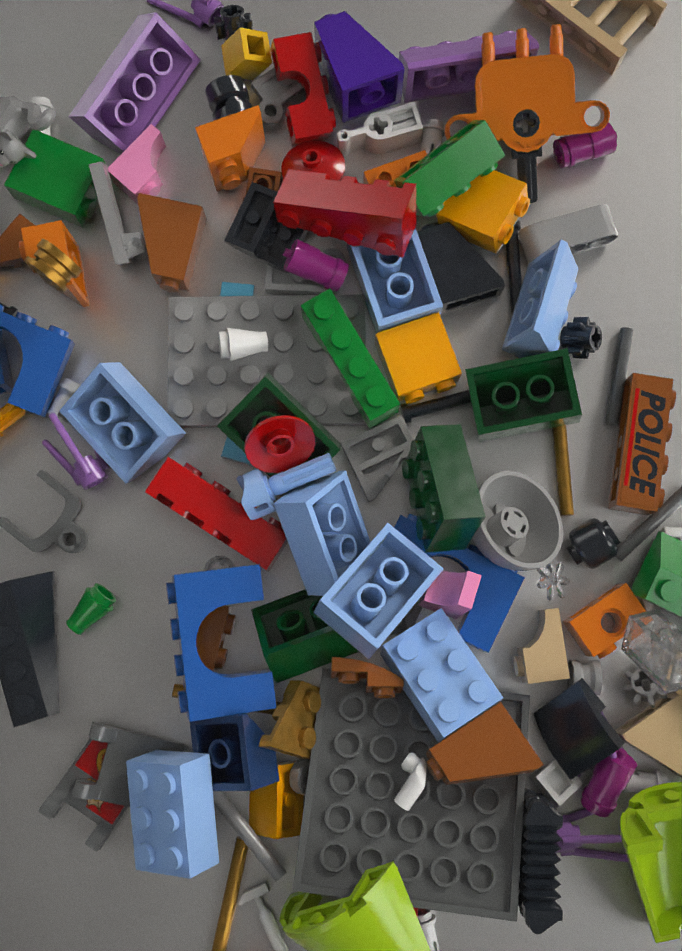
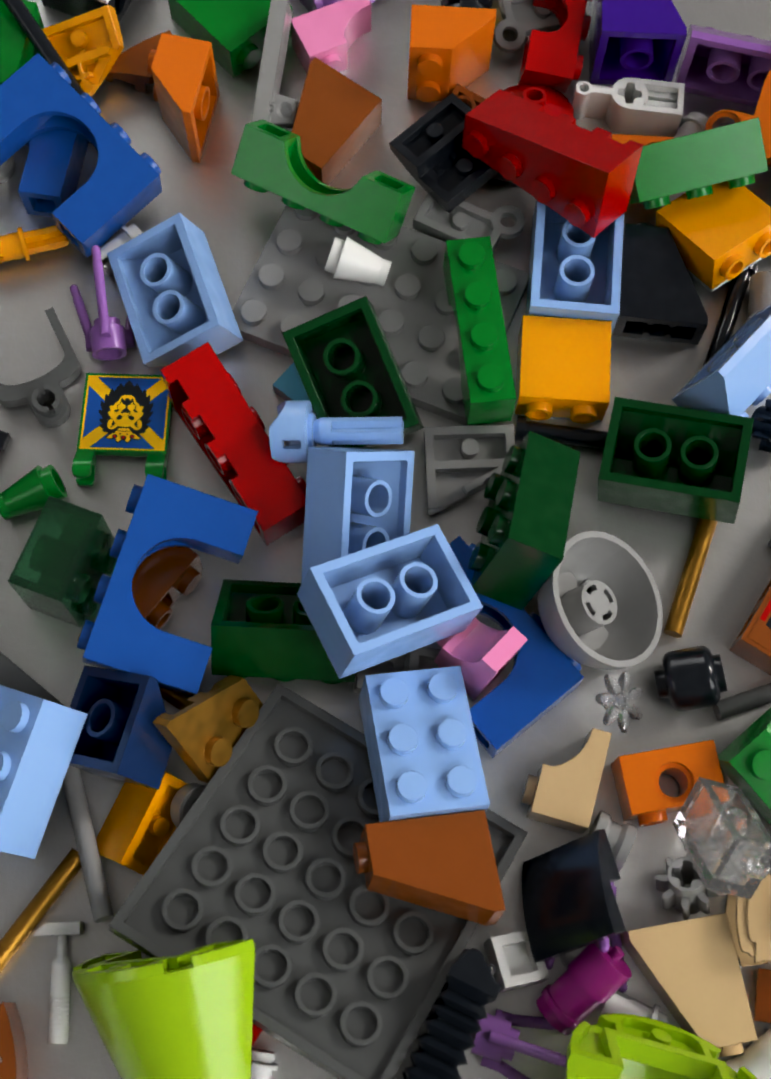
camera: 20 degrees right, 10 degrees down
(53, 265) = (177, 77): pearl gold wheel -> none
(129, 524) = (123, 419): none -> flag
(141, 653) = (64, 562): none -> clear green brick
(148, 293) = (273, 162): none -> green arch
(279, 444) = (343, 395): red dish -> none
(315, 265) = (480, 205): magenta piece -> none
(378, 679) = (341, 722): dark orange slope -> none
(415, 782) = (327, 864): white arm -> none

